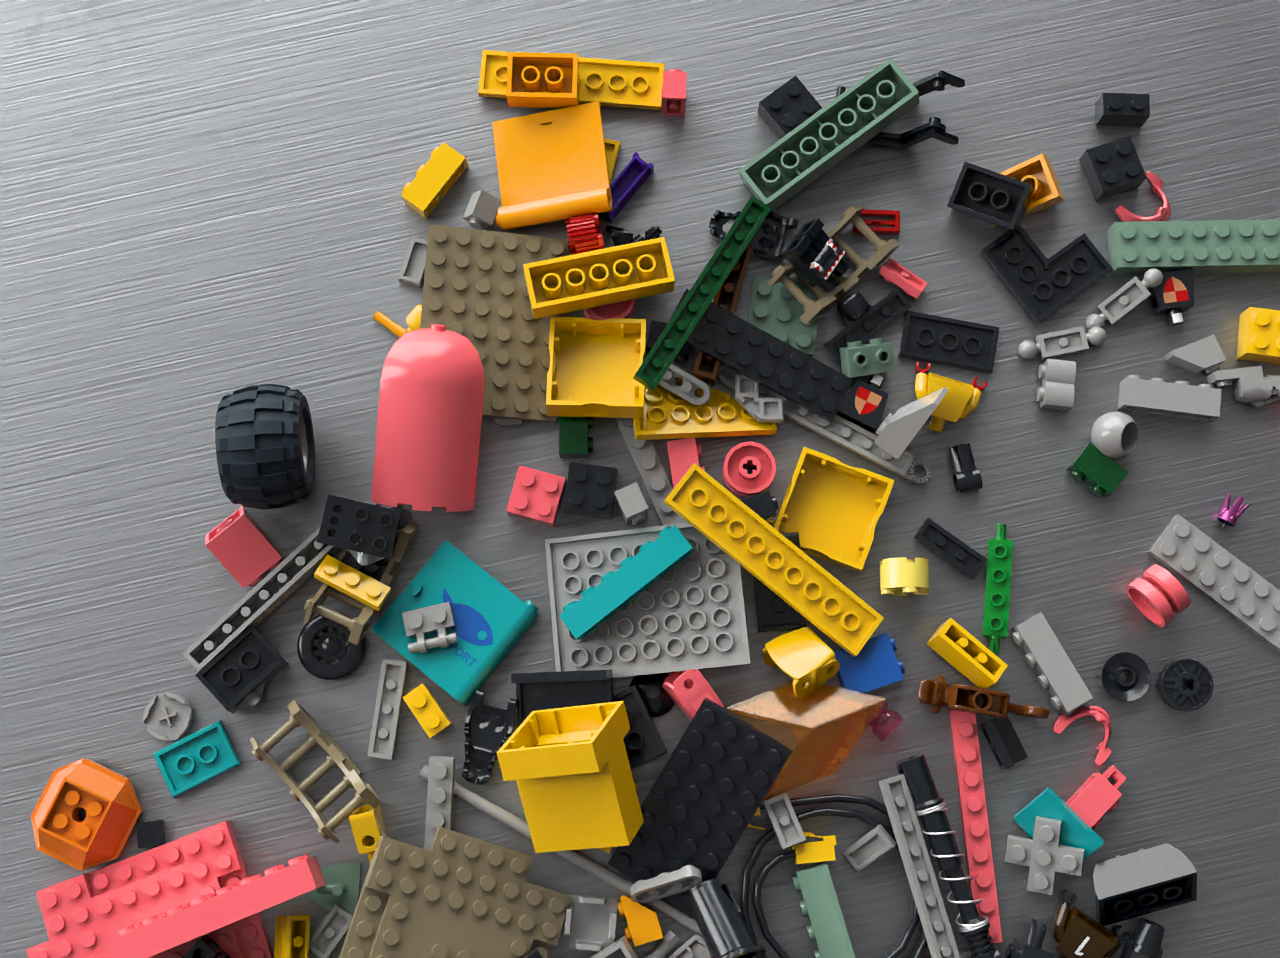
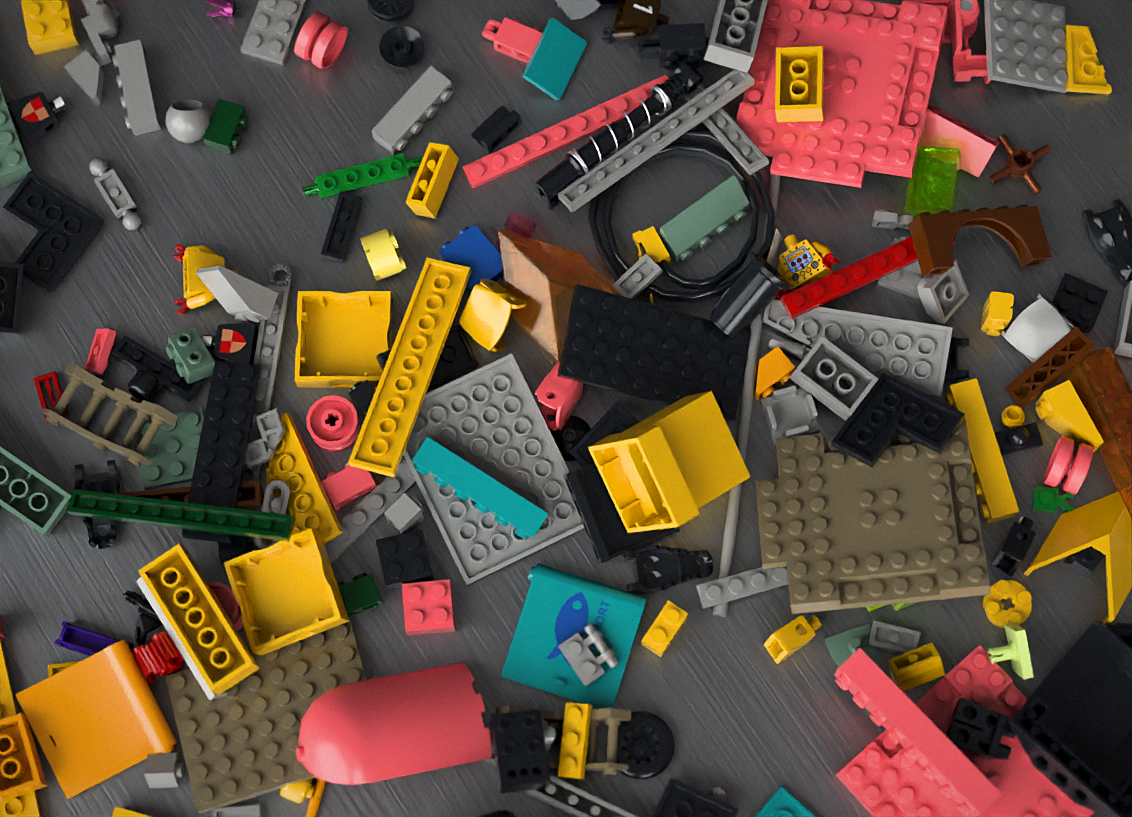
camera: 110 degrees left, 5 degrees down
(336, 757) = (740, 697): dark tan fence -> none
(387, 709) = (677, 668): light grey plate -> none
(666, 884) = (731, 358): light grey plate -> none
(816, 256) = (107, 428): black hips -> none
(869, 848) = (631, 205): light grey tile -> none
(948, 342) = (147, 293): black tile -> none
(965, 474) = (268, 235): black piece -> none
(973, 700) = (471, 162): reddish brown animal -> none
(1044, 855) = (580, 63): light grey plate -> none
(1057, 384) = (156, 185): light grey brick -> none
(1101, 716) = (443, 55): coral helmet -> none
(1125, 299) = (56, 152): light grey plate -> none

